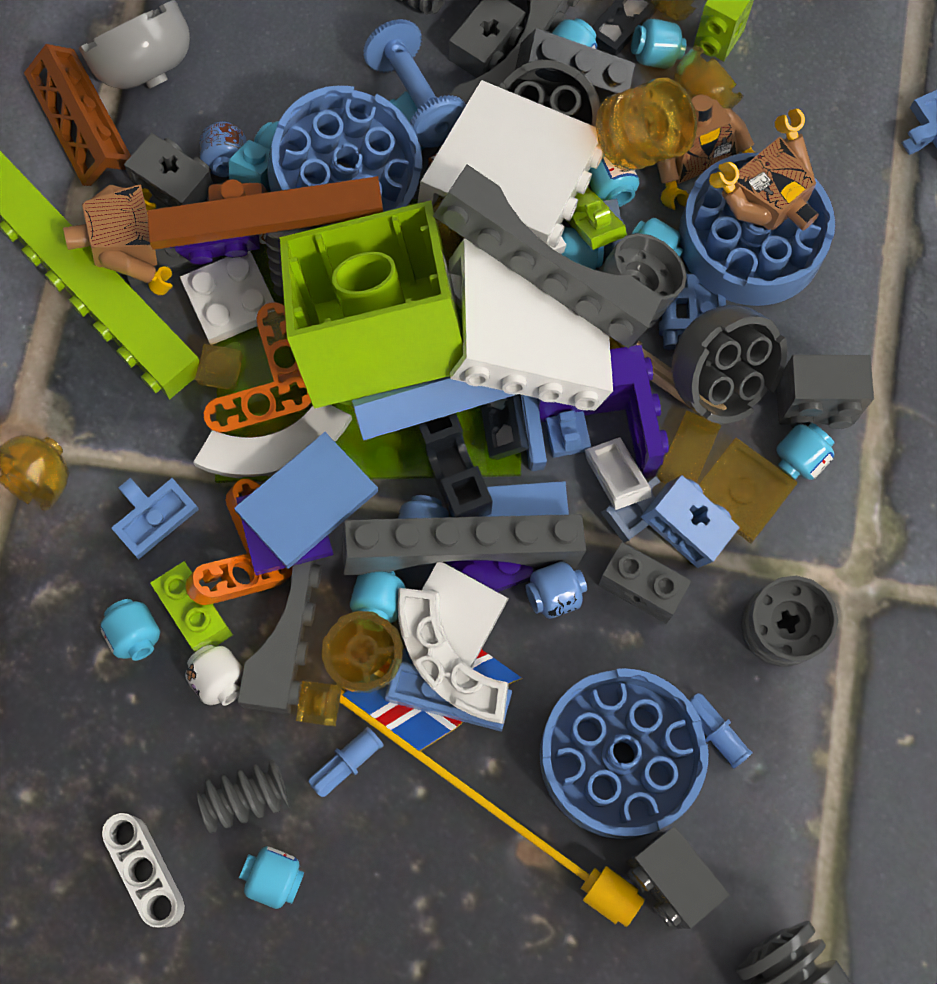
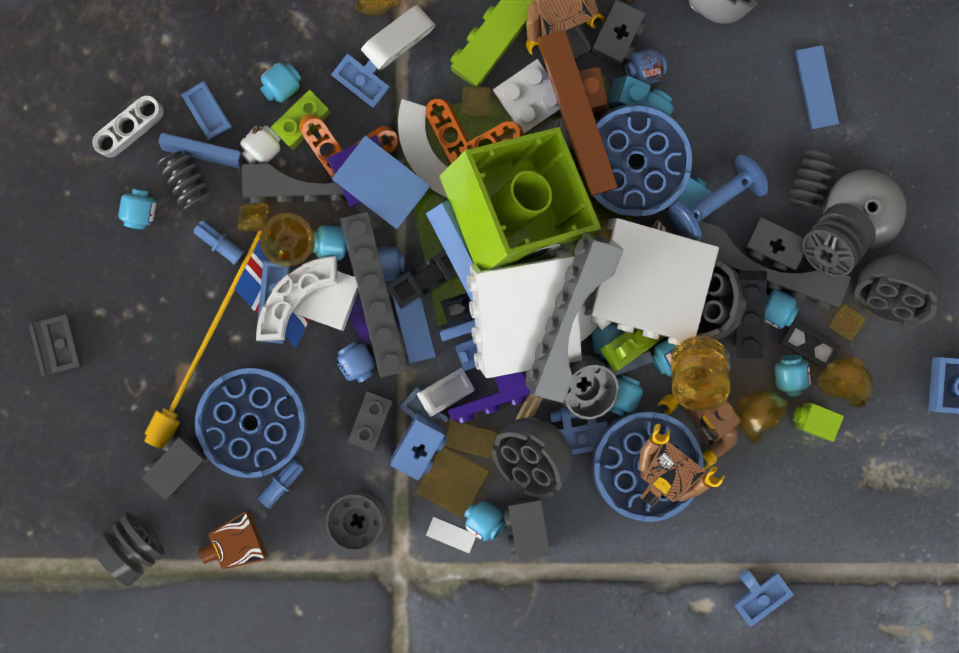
camera: 85 degrees right, 15 degrees up
(105, 452) = (398, 37): none -> white beam
(147, 749) = (206, 111): none -> medium blue tile
(203, 764) = (201, 150): none -> medium blue tile
(799, 812) = (235, 543): none -> dark orange torso
(817, 506) = (451, 535): none -> white sticker

